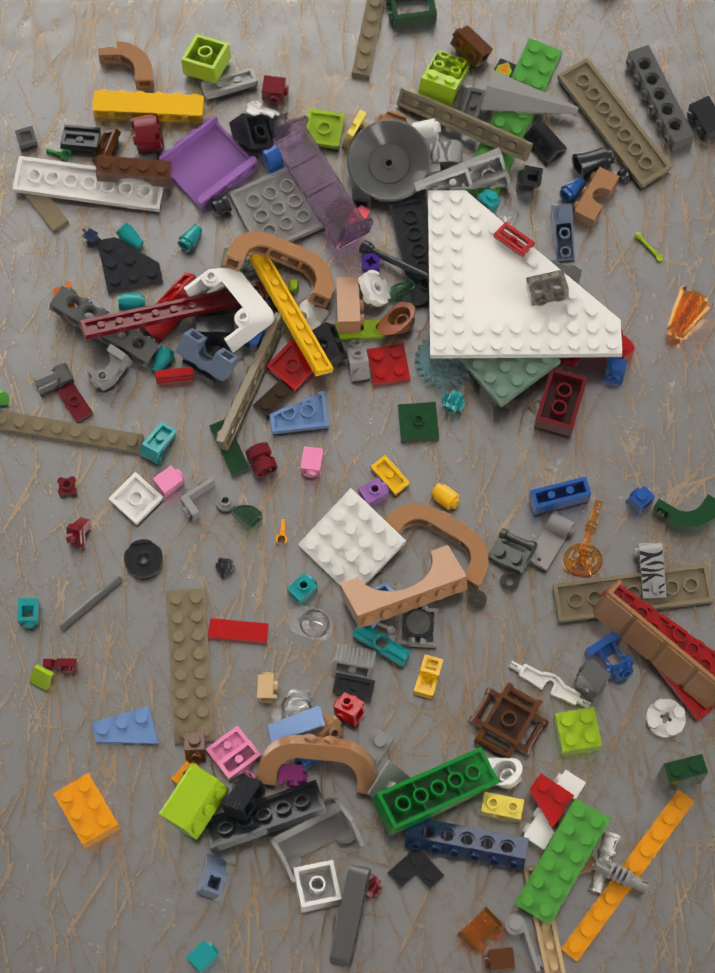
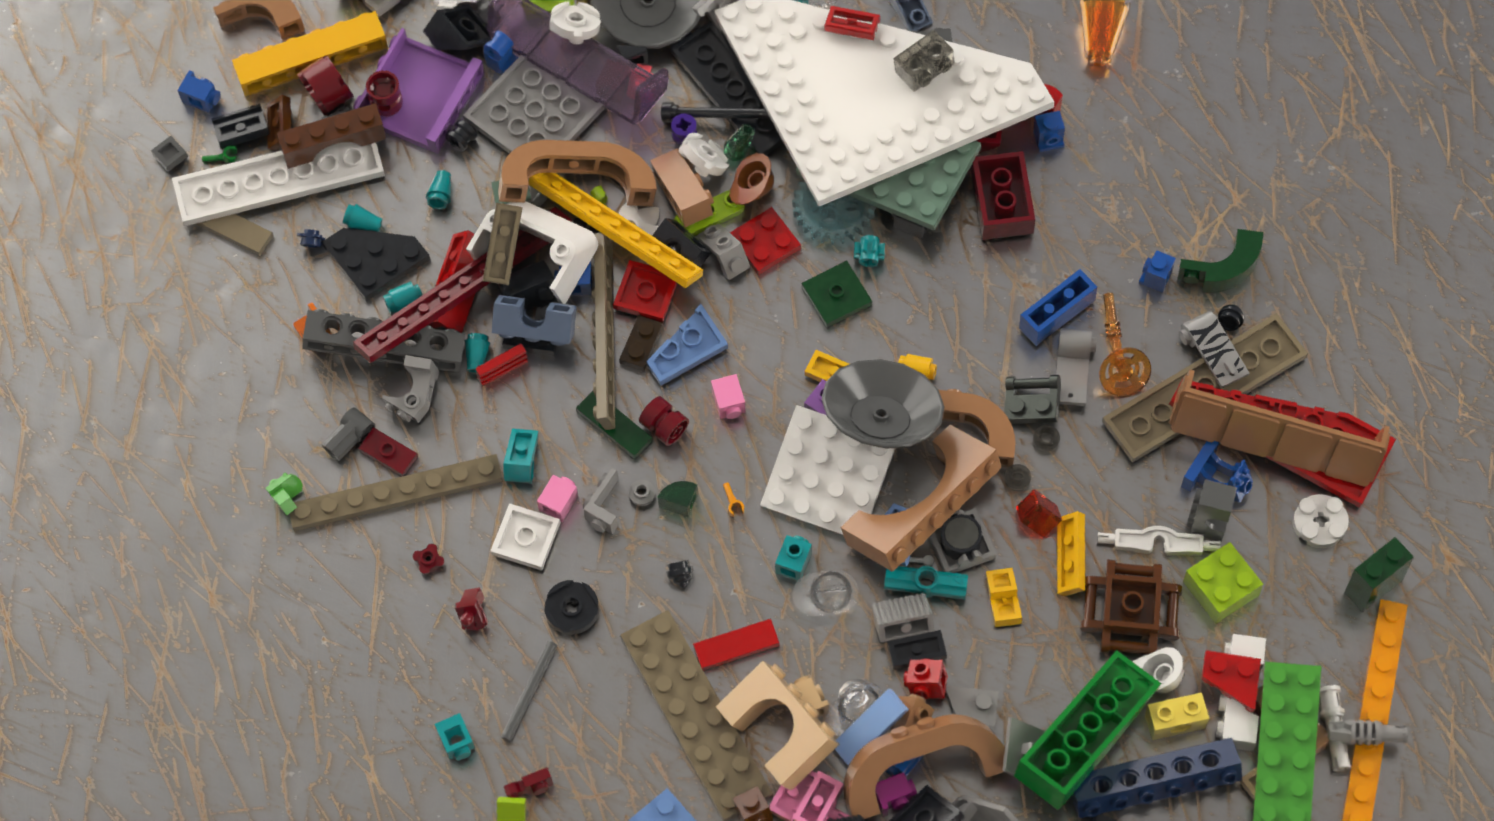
camera: 20 degrees left, 5 degrees down
(63, 103) = (198, 92): none -> blue brick
(182, 156) = (385, 92): none -> dark red wheel
(208, 295) = (502, 243): none -> dark tan tile
(252, 715) = (810, 738): none -> tan arch
(326, 166) = (575, 22): none -> white plate
(405, 513) = (883, 403): none -> dark grey dish
(478, 630) = (1038, 513): none -> clear red panel
(486, 667) = (1071, 554): none -> yellow plate
(674, 552) = (1231, 317): none -> black plate

